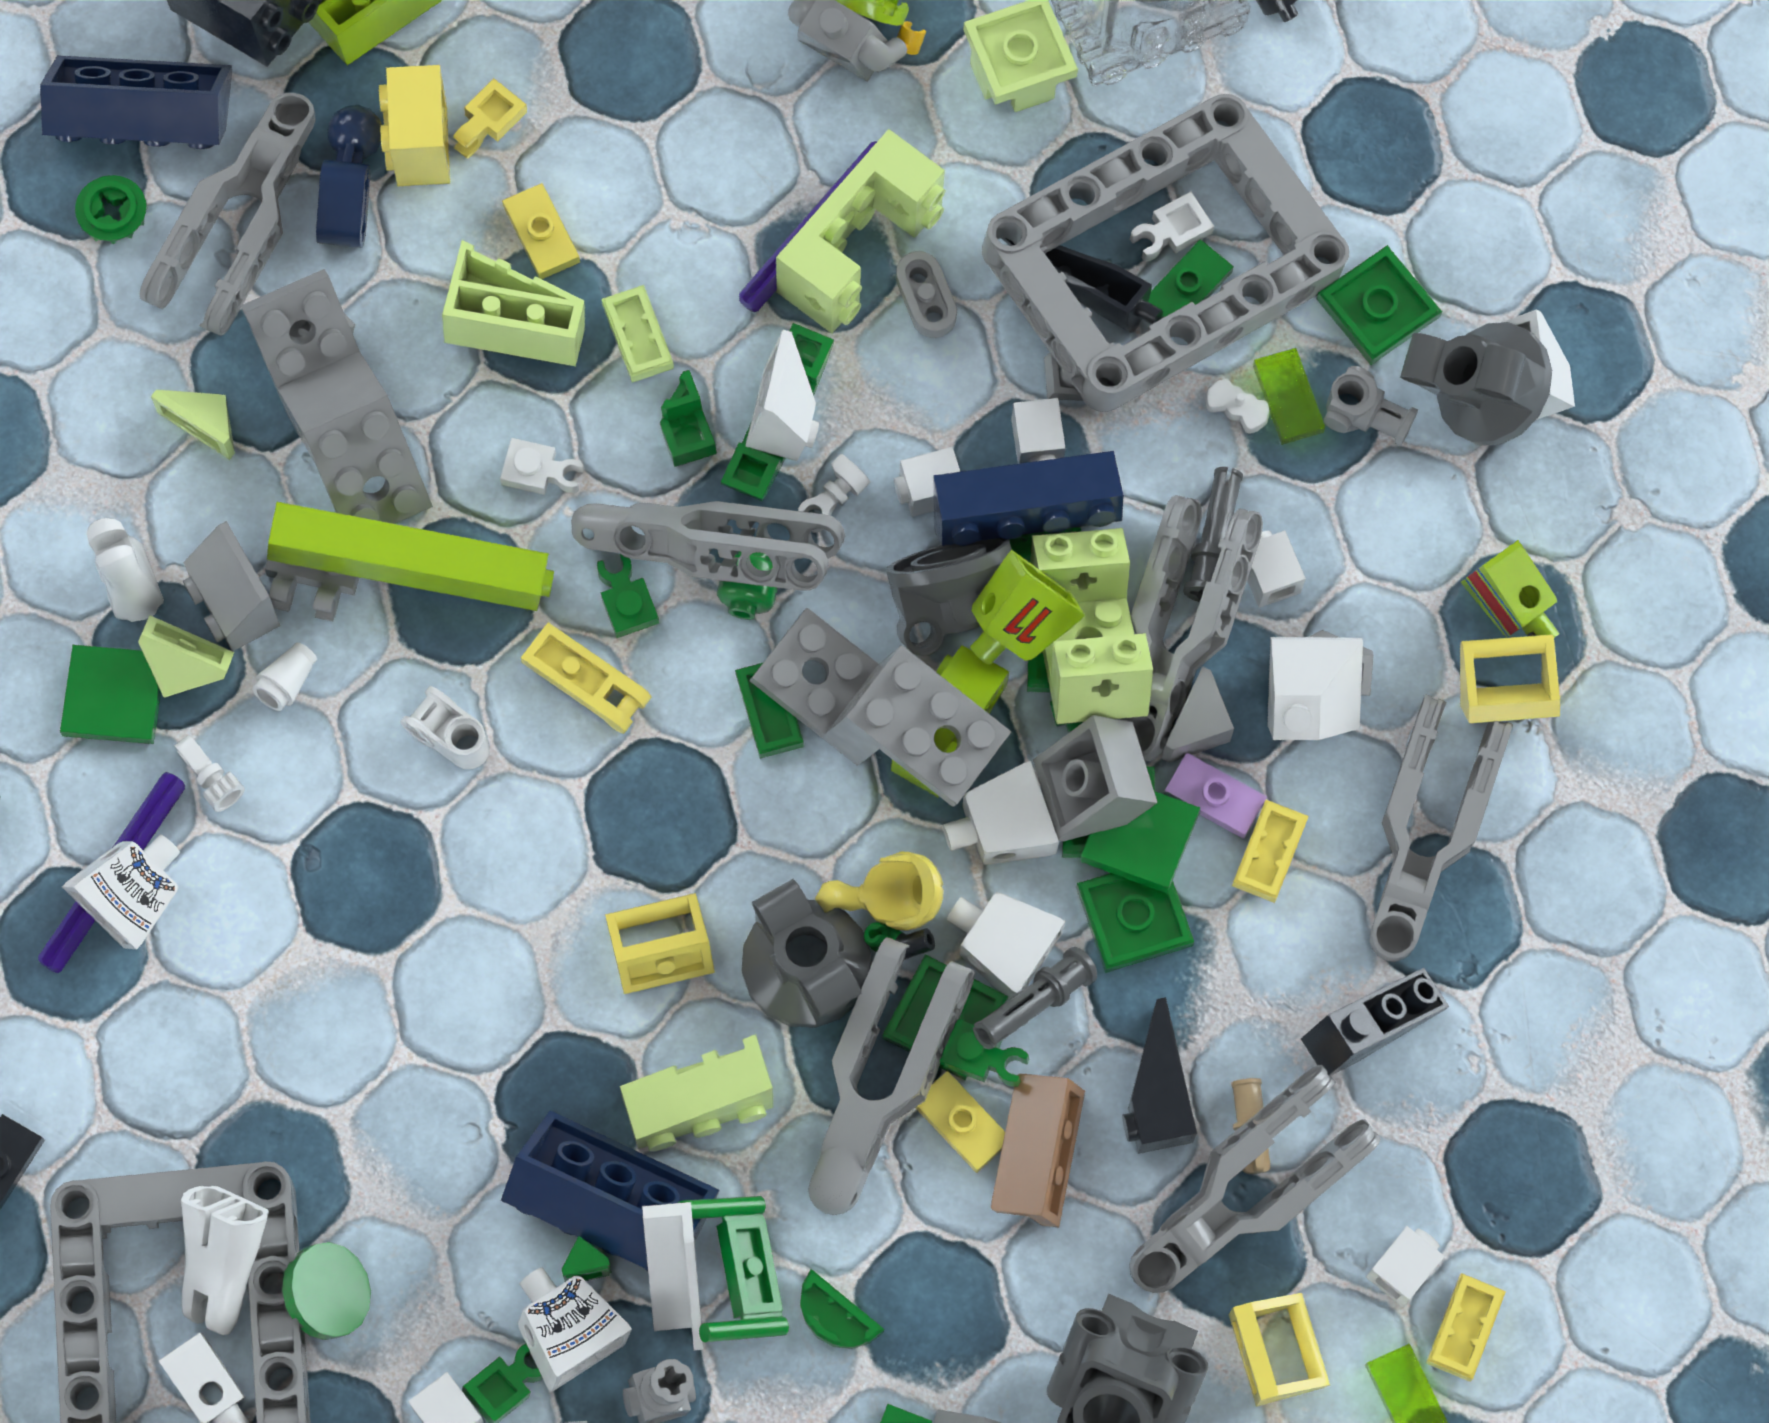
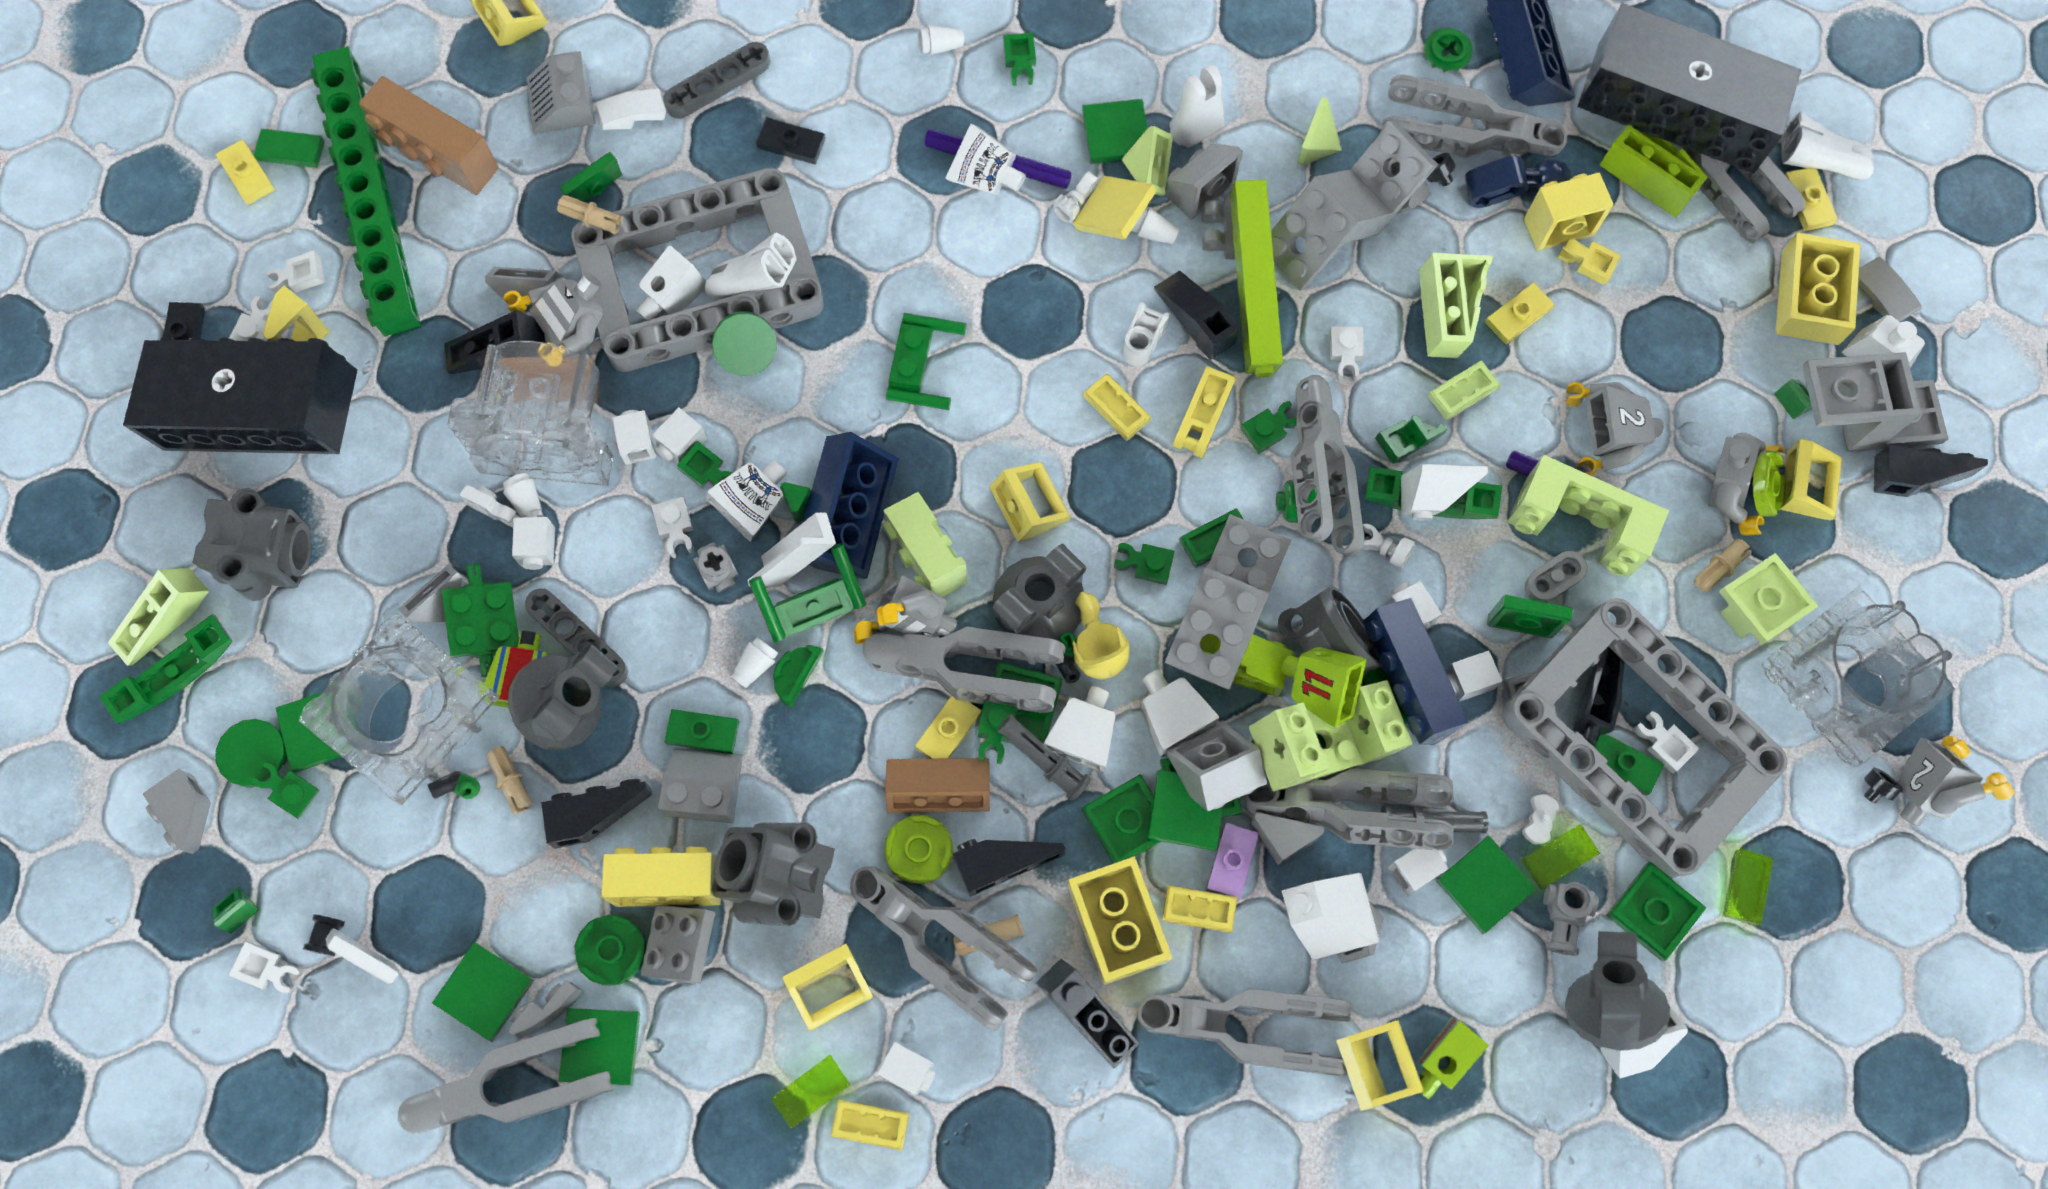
camera: 80 degrees right, 0 degrees up
(243, 723) = (1114, 207): none -> light yellow tile
(296, 265) = (1443, 170): none -> black tile
(402, 1059) = (911, 360): none -> green plate
(437, 649) = (1199, 314): none -> black slope
(548, 793) = (1116, 406): none -> light yellow plate
(738, 155) = (1618, 423): none -> light grey torso
(785, 802) = (1151, 563): none -> green plate
(792, 1136) = (909, 610): none -> light grey torso
(810, 1366) = (754, 662): none -> white cone
(956, 89) = (1722, 565): none -> tan axle
(980, 341) = (1529, 616): none -> green tile
(1117, 1195) = (919, 849): none -> lime tile
(1270, 952) = (1119, 920): none -> light yellow brick
(1307, 493) = (1485, 885): none -> green tile
(1370, 190) = (1748, 887): none -> clear neon green tile

